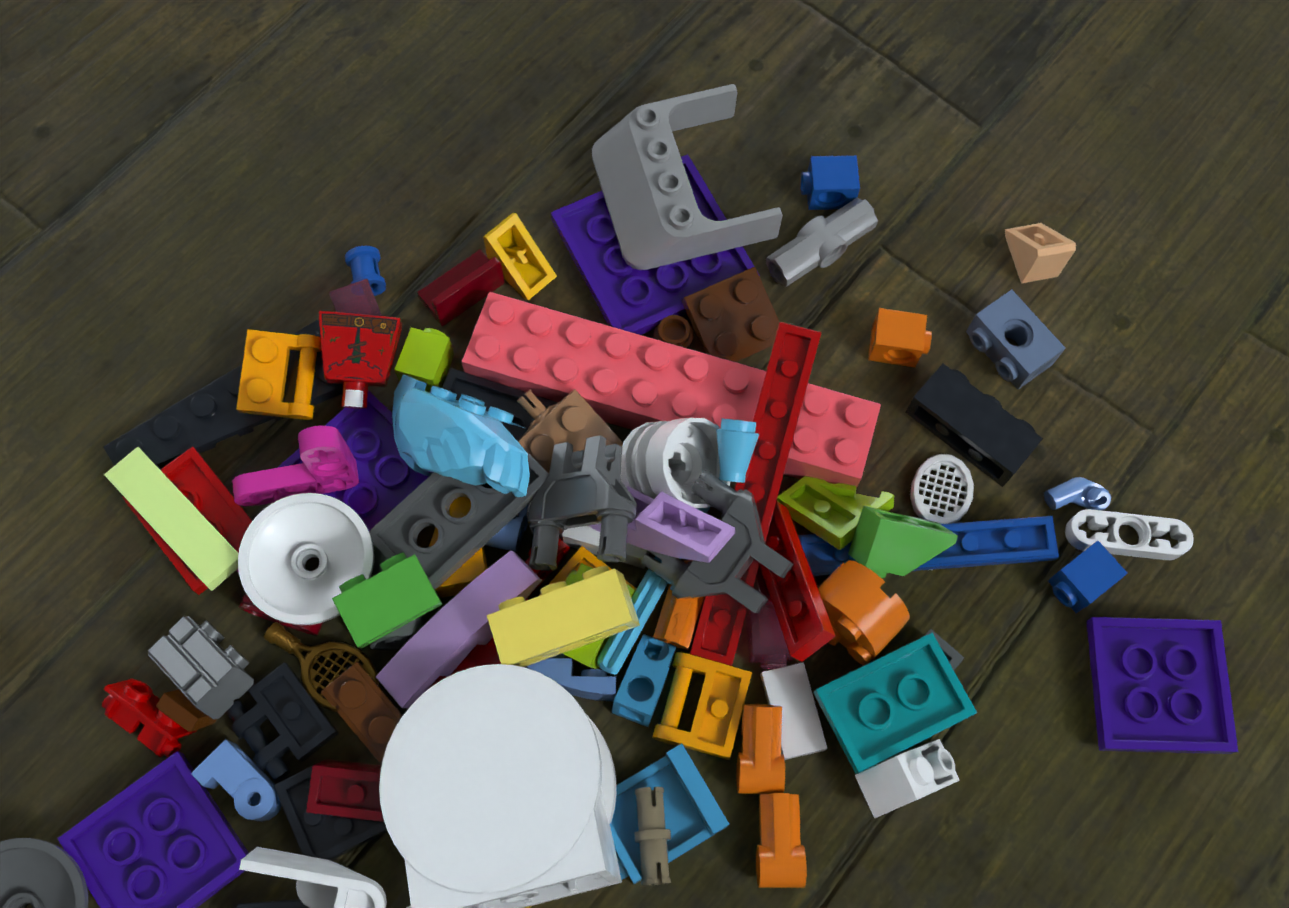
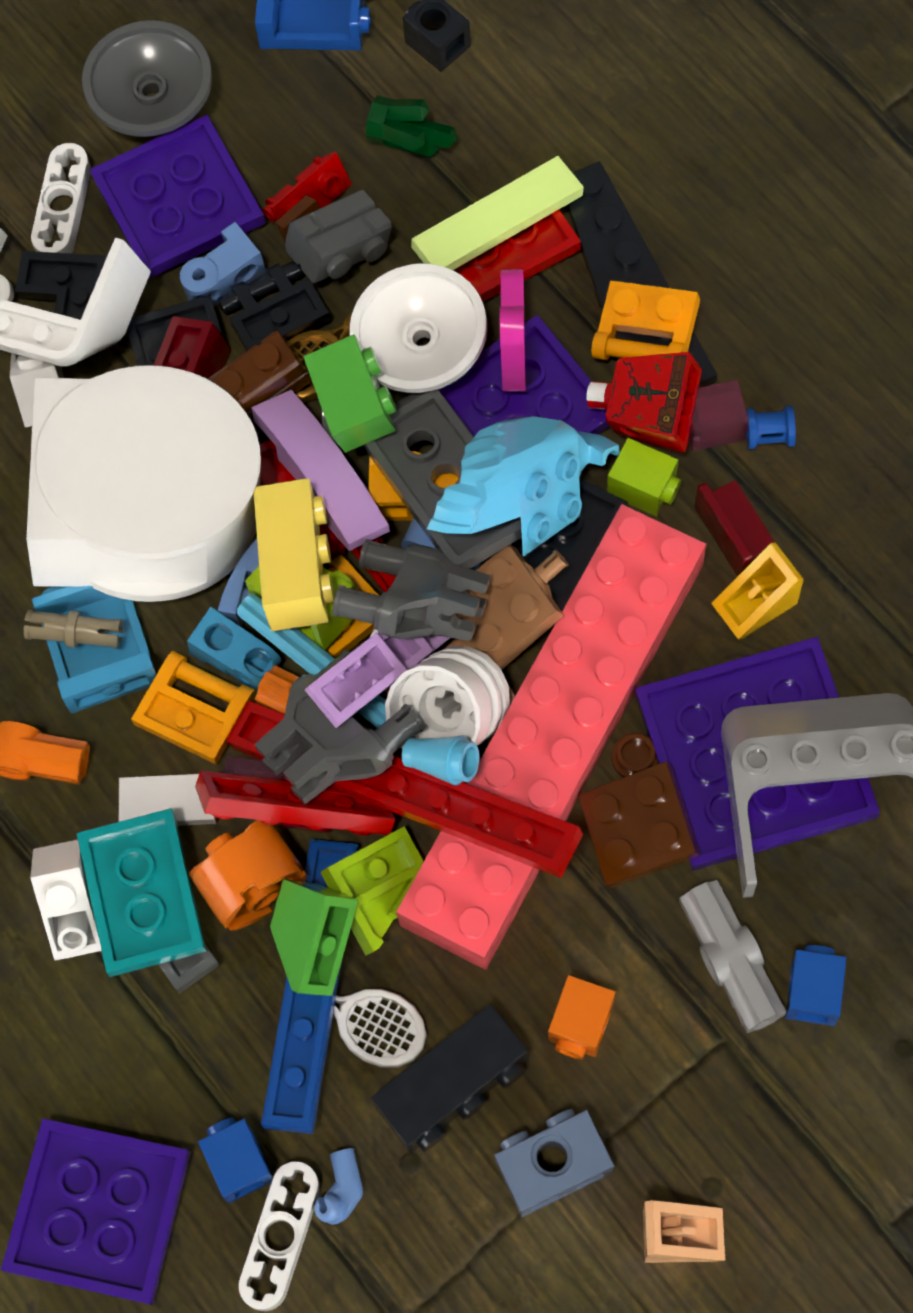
camera: 110 degrees right, 0 degrees up
(68, 629) = (406, 126): none -> dark green rock
(761, 762) = (122, 750): orange piece -> none

